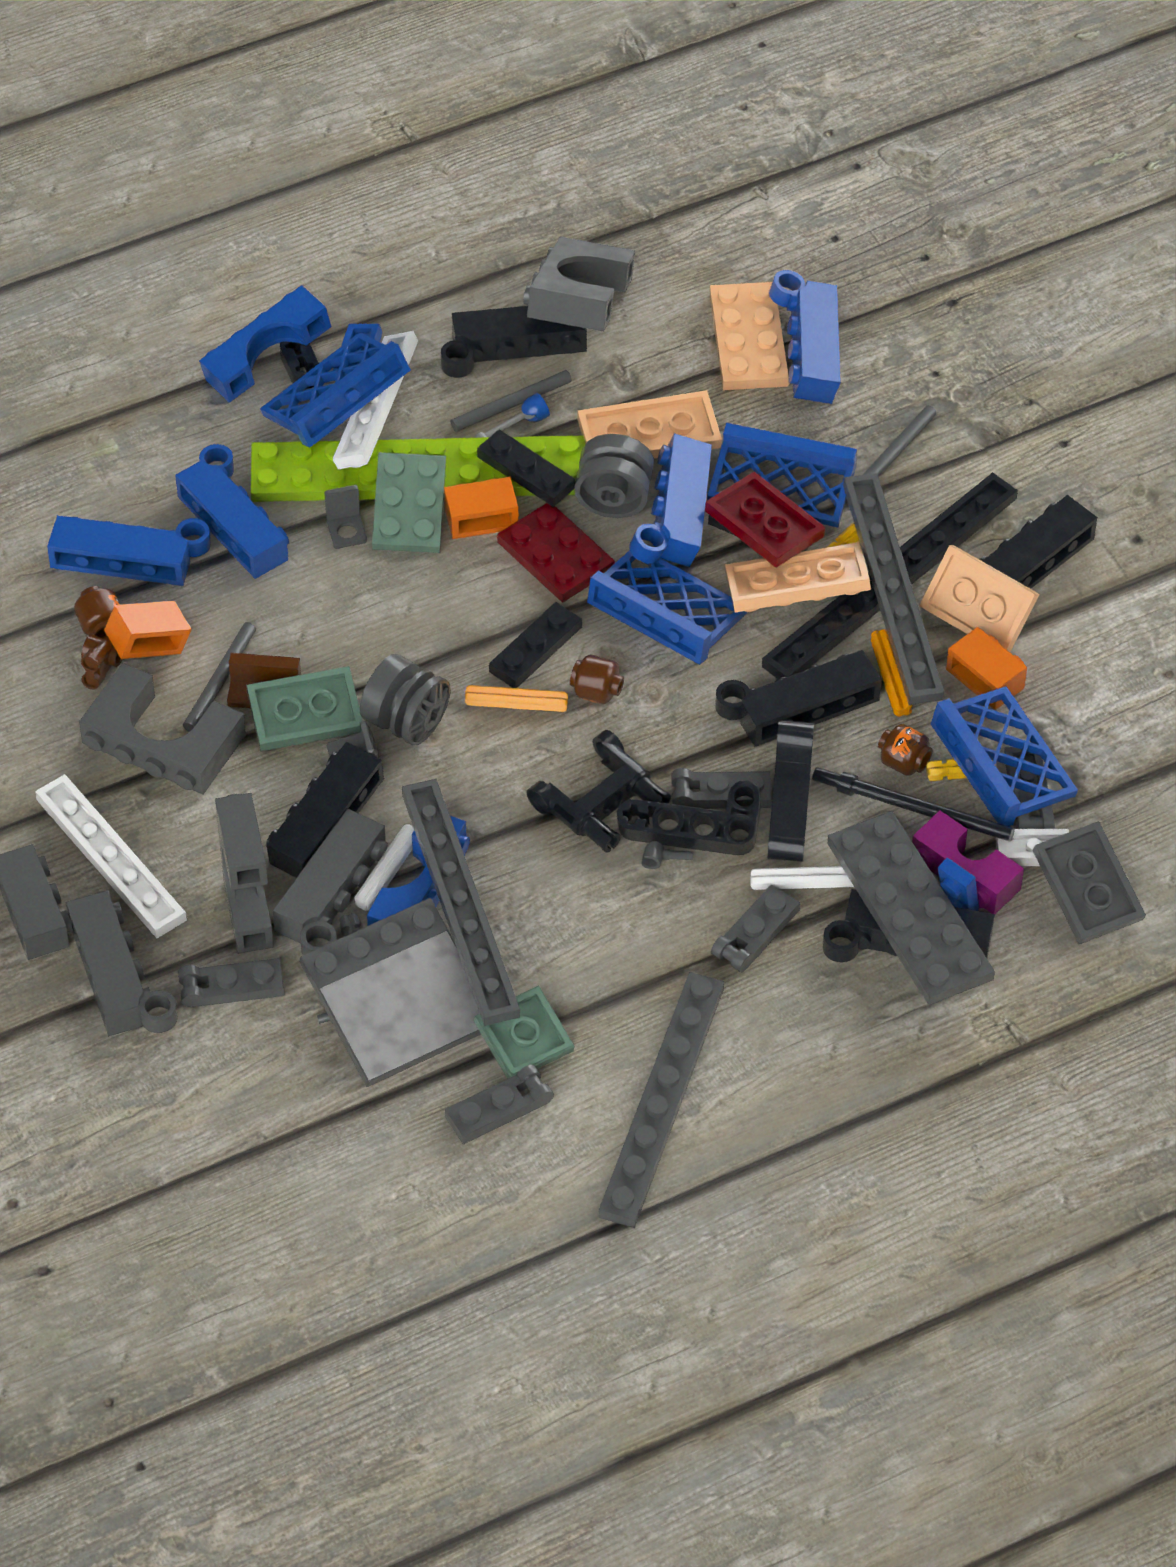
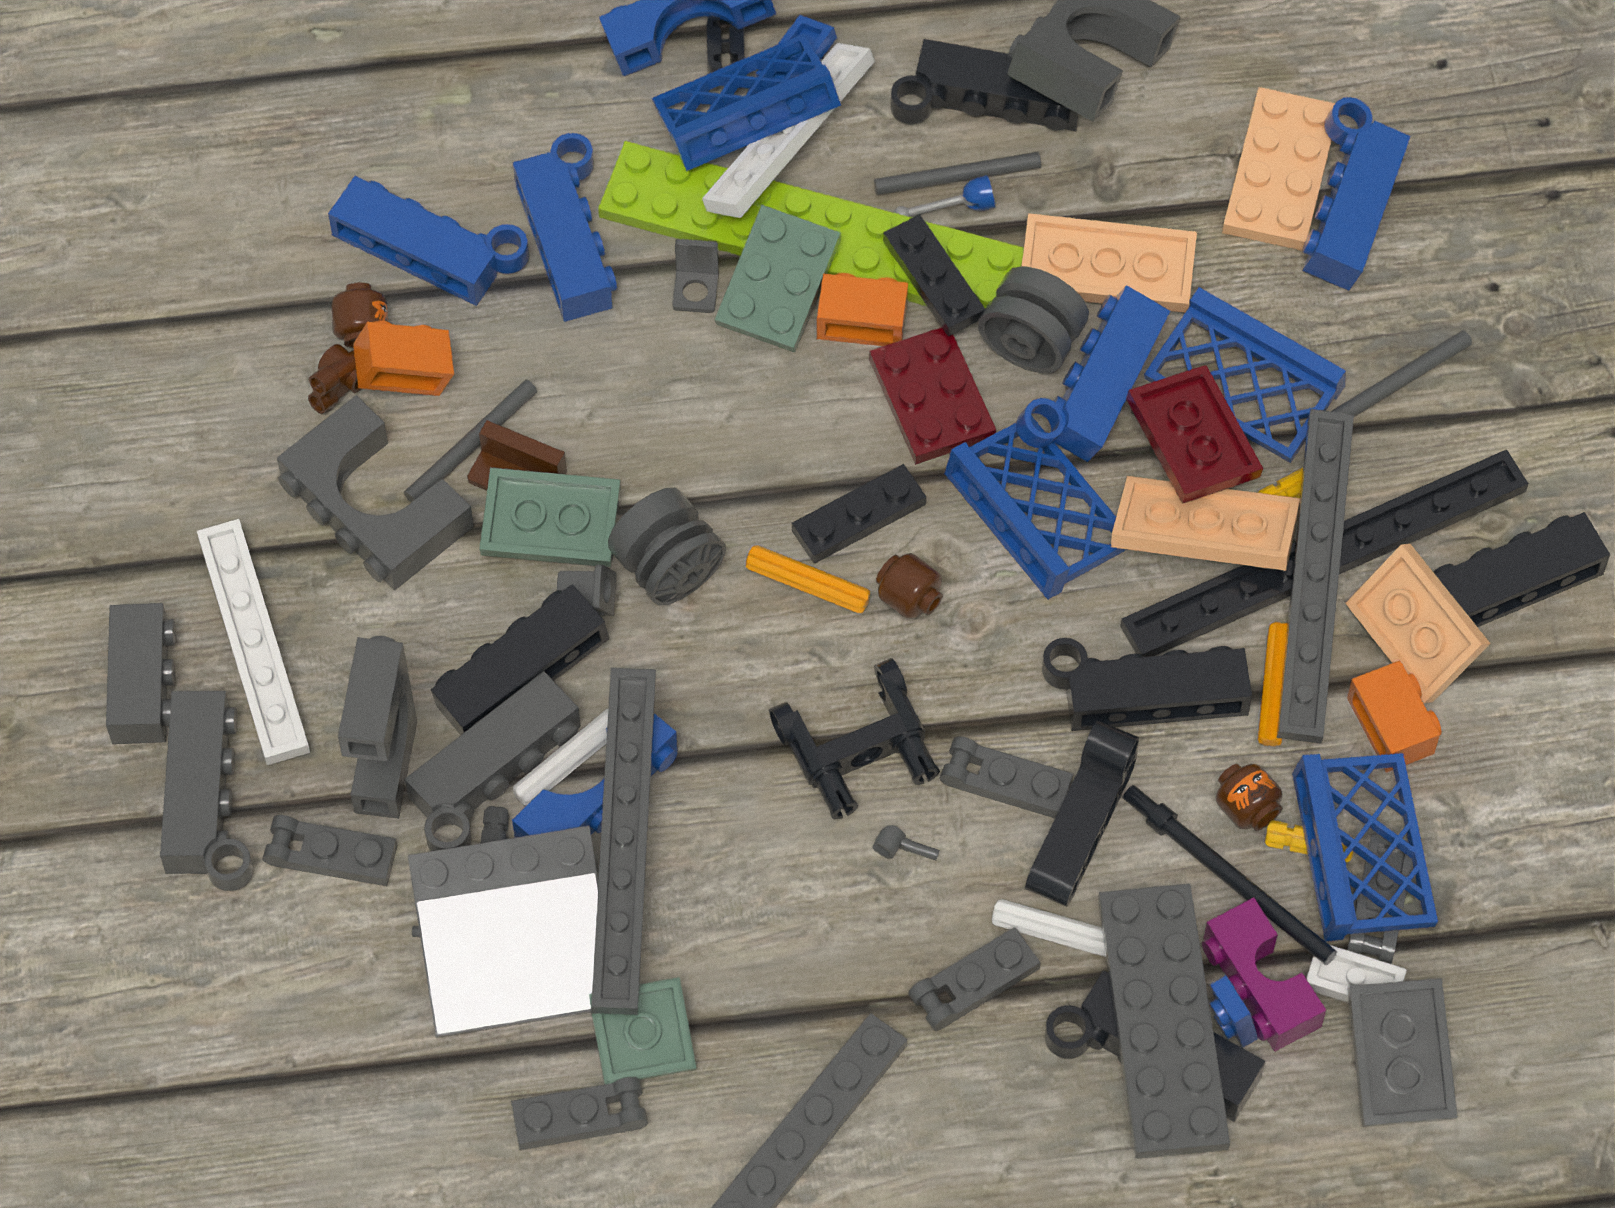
camera: 20 degrees right, 10 degrees up
(690, 818) = (945, 812): black beam -> none

